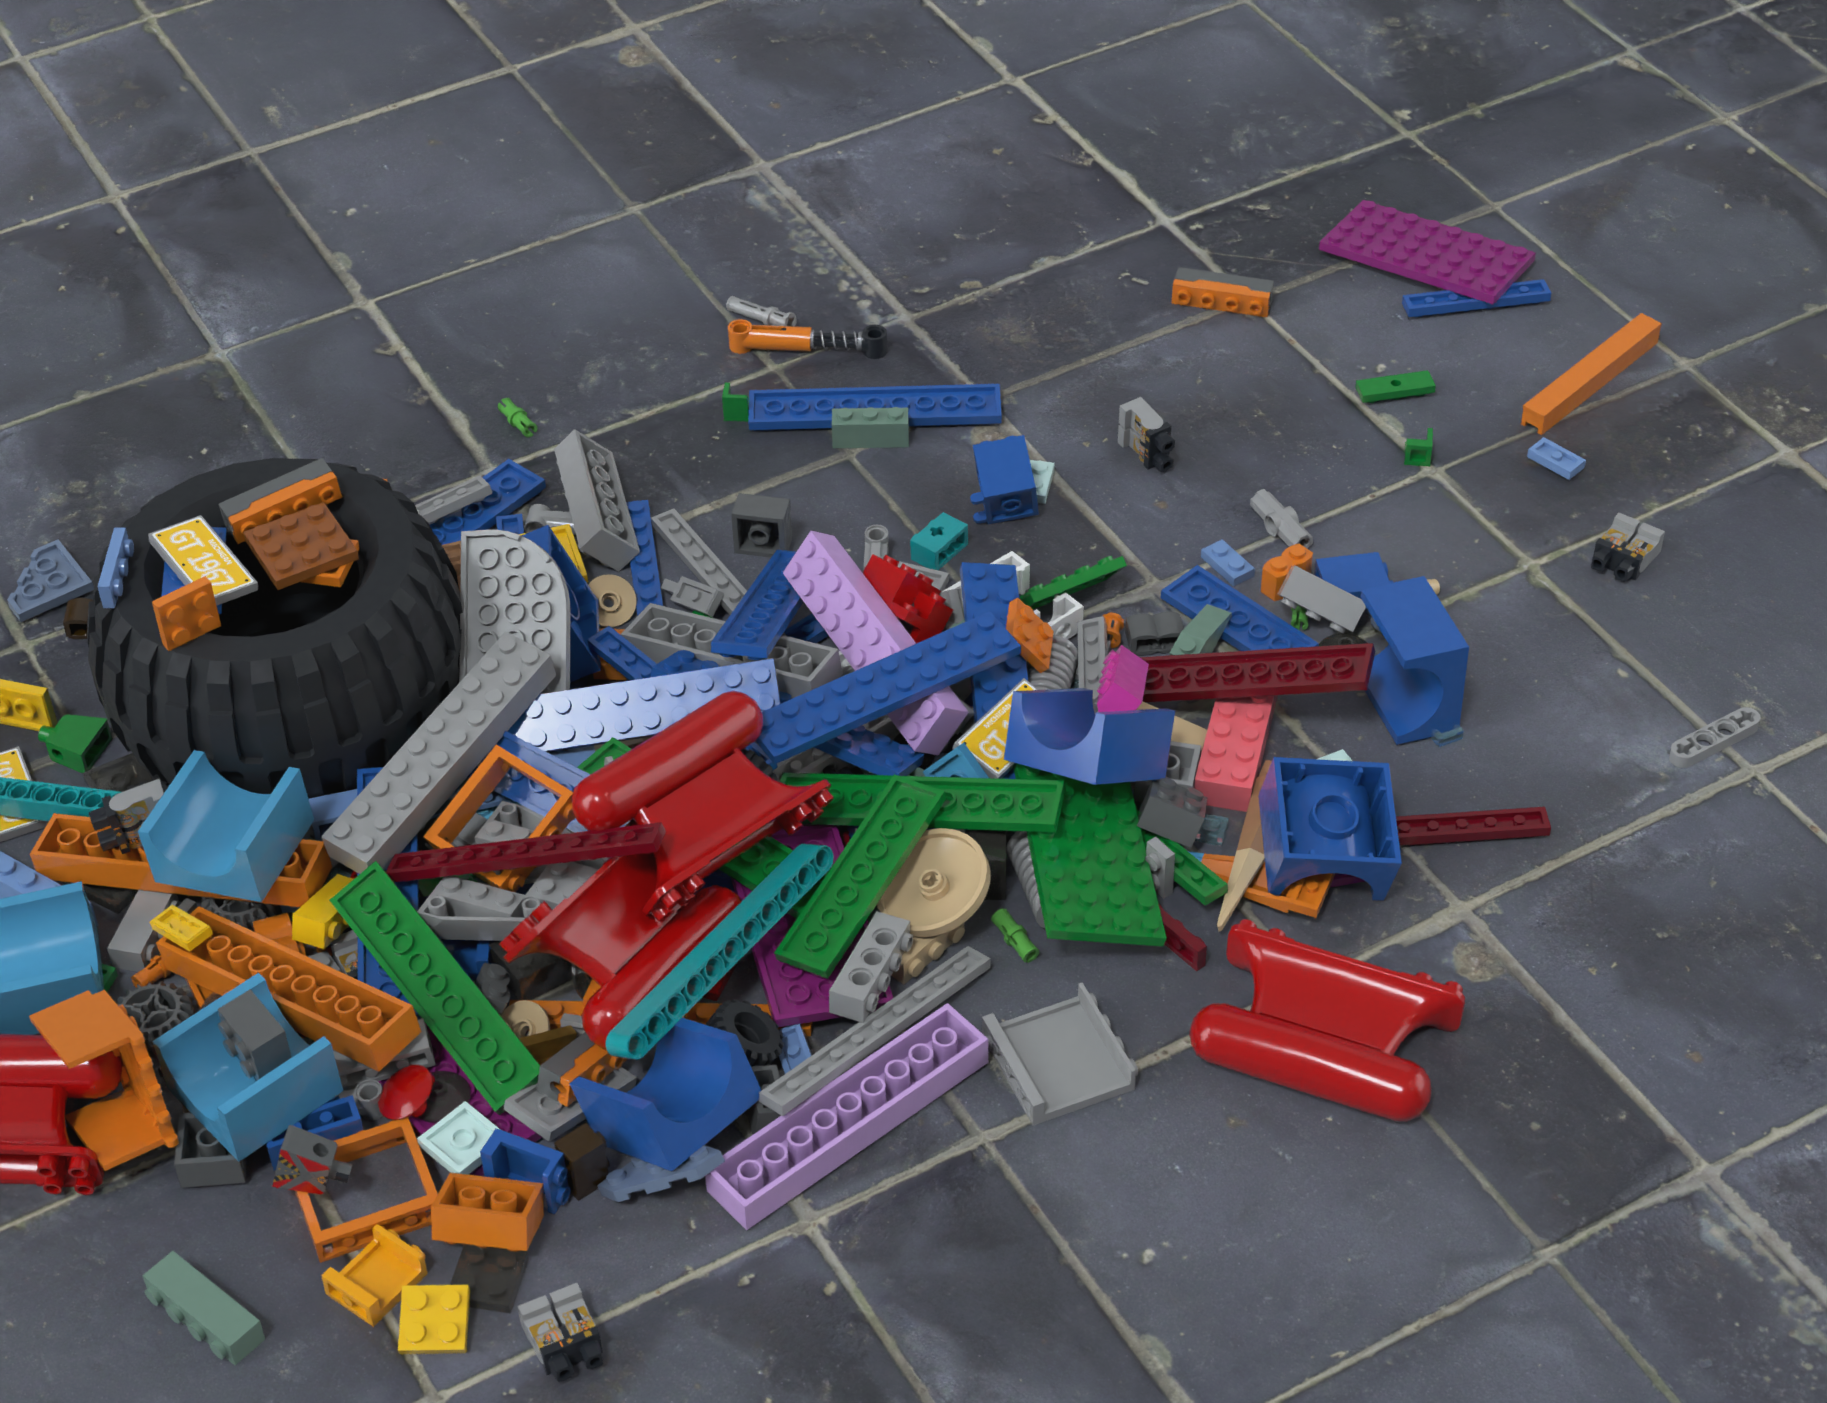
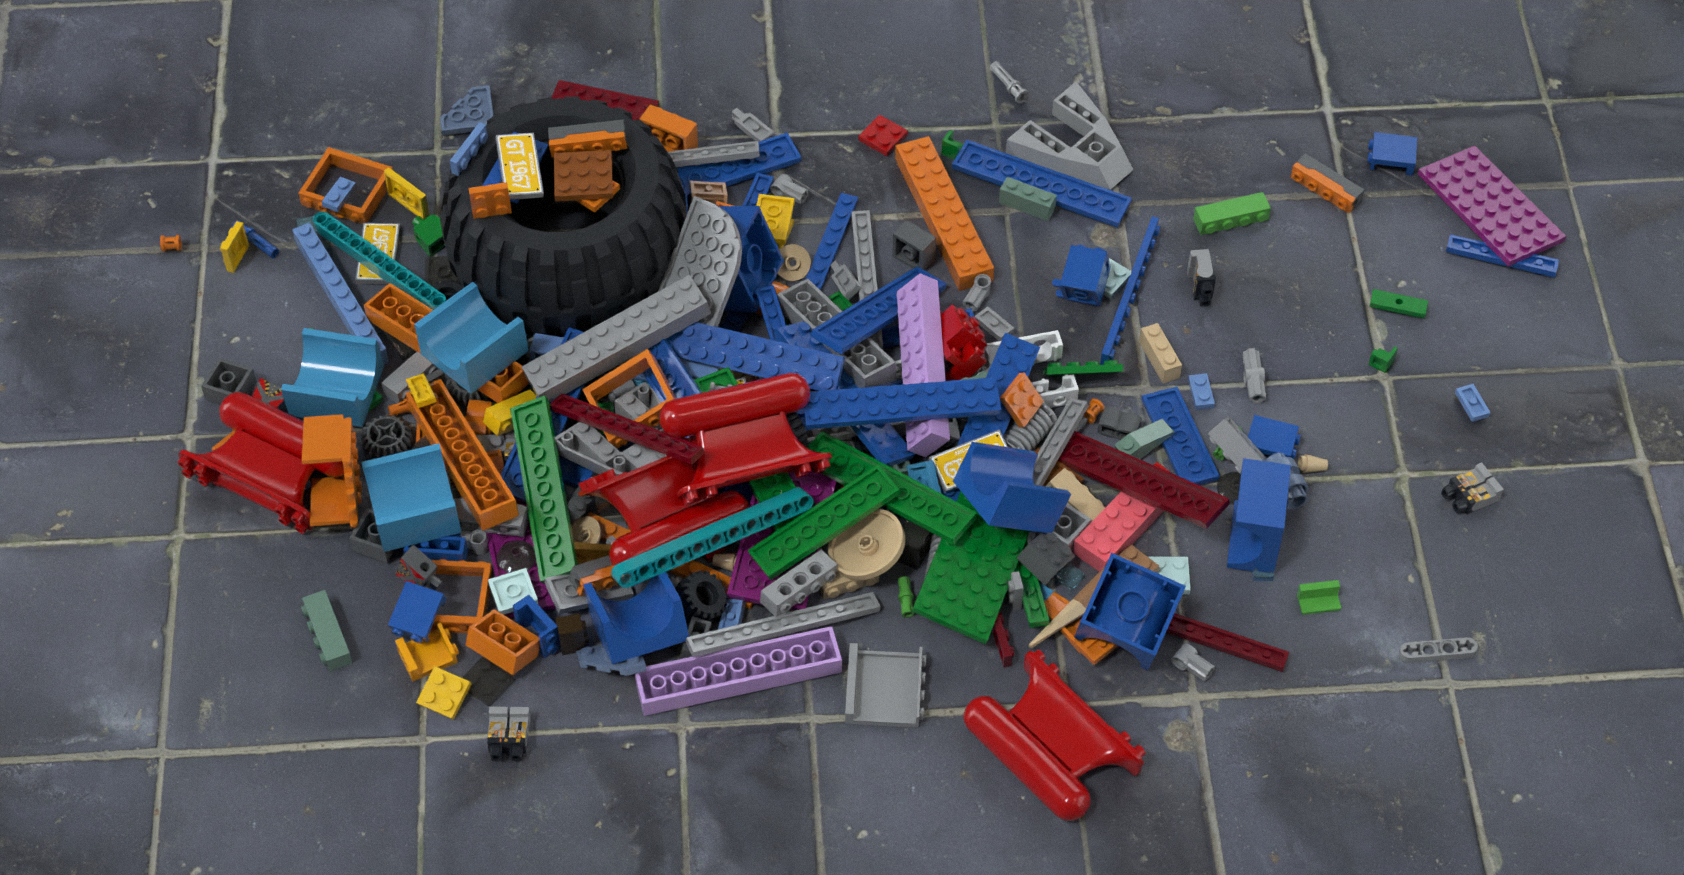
camera: 25 degrees right, 10 degrees up
(125, 816) = (420, 304): hips -> none
(253, 1035) = (416, 482): dark grey brick -> none
(334, 1223) = (416, 612): none -> blue panel
(406, 1093) = (497, 548): red dish -> none
(453, 467) = (751, 125): none -> light grey hinge
(517, 417) = (811, 102): bright green pin -> none
(596, 501) = (821, 187): light grey brick -> none
(635, 423) = (883, 135): none -> red plate
(744, 986) = (725, 561): none -> tan cone
(745, 337) = (988, 97): piece -> none
(764, 469) = (943, 212): none -> orange brick
(923, 354) = (1094, 158): none -> light grey piece
(939, 541) = (1022, 302): teal brick -> none
(1065, 476) = (1129, 296): none -> blue plate
(1122, 681) = (1055, 459): dark pink slope -> none
(1131, 360) = (1231, 213): none -> bright green brick
(1151, 536) = (1160, 353): none -> tan brick
(1276, 233) = (1393, 151): none -> blue panel
(1277, 568) = (1239, 411): orange brick -> none
(1426, 865) = (1189, 659): none -> light grey piece
(1532, 733) = (1319, 597): none -> bright green panel
(1591, 373) = (1542, 347): orange tile -> none

